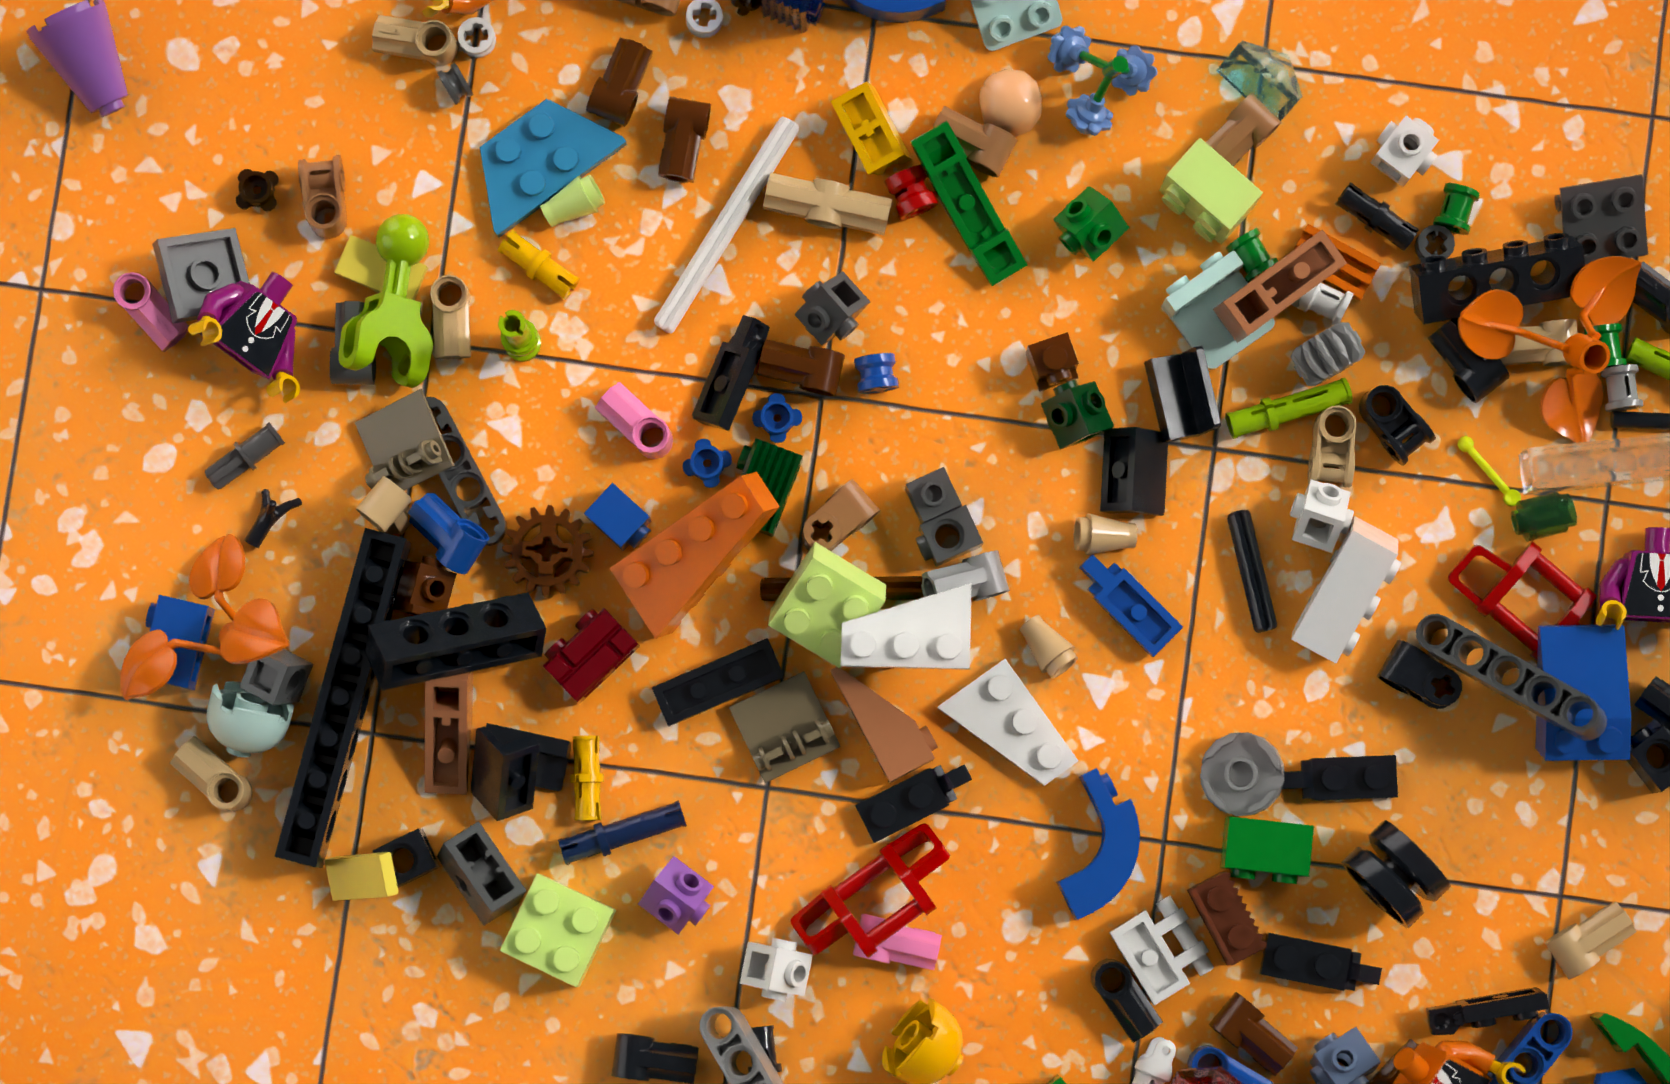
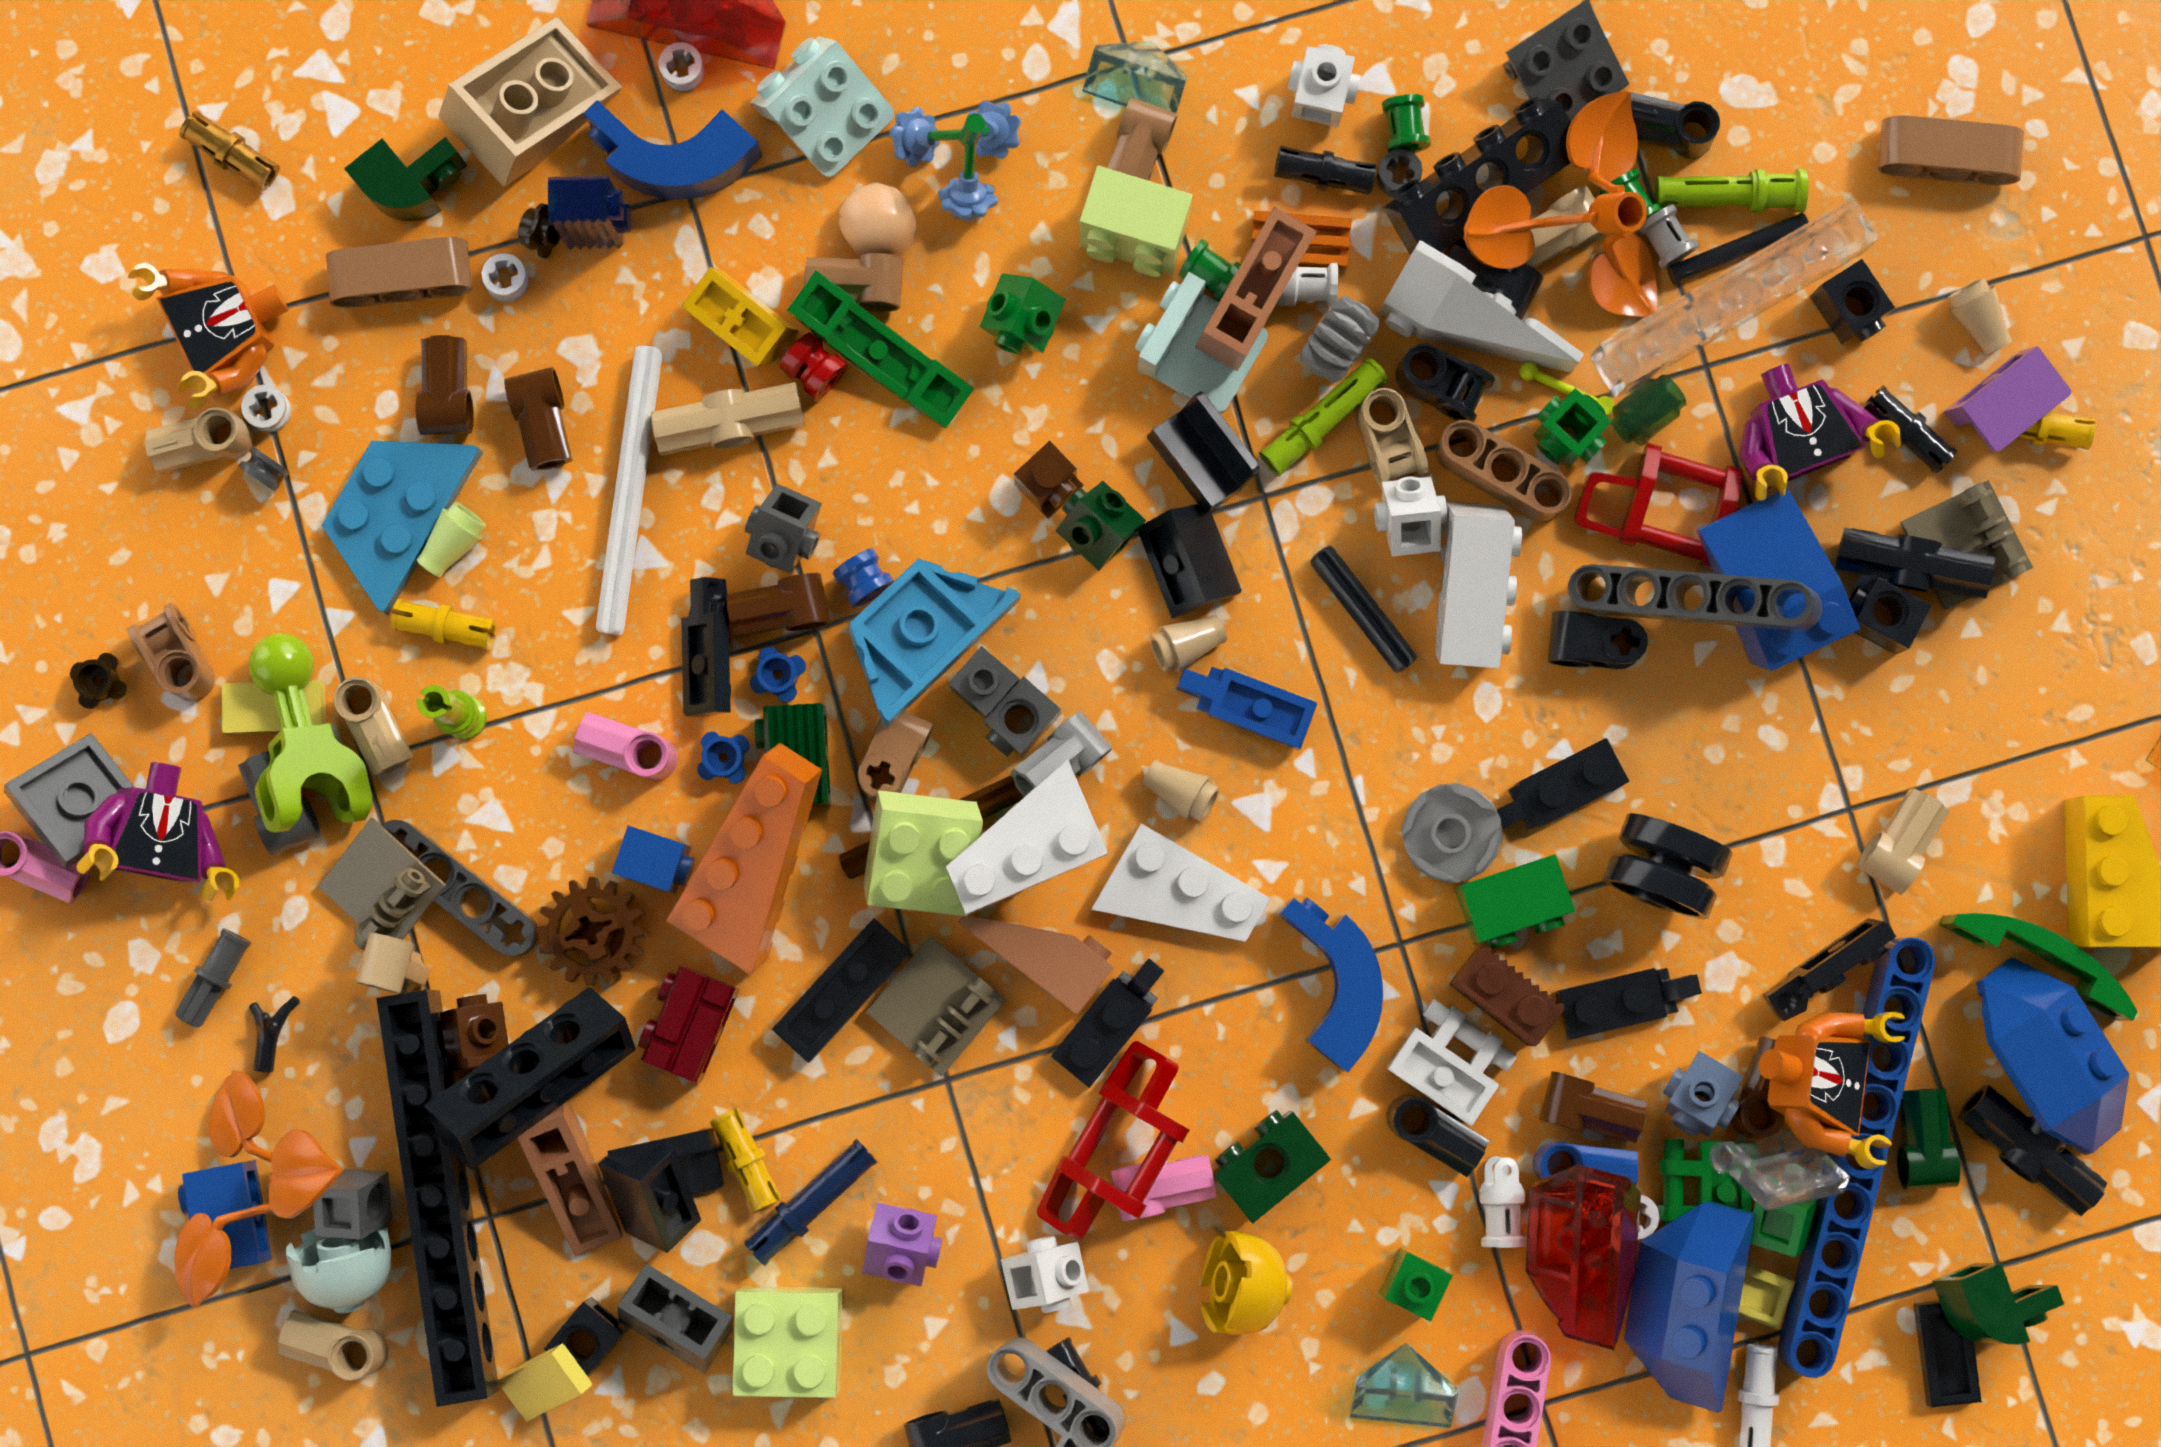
camera: 25 degrees left, 0 degrees up
(456, 538) = (483, 963): blue piece -> none
(903, 434) = (921, 631): none -> dark azure wing
(1011, 969) = (1300, 1160): none -> dark green brick
(1407, 491) = (1528, 471): none -> medium nougat beam
(1419, 362) = (1443, 306): none -> white wedge
(1489, 495) = (1580, 414): none -> green brick

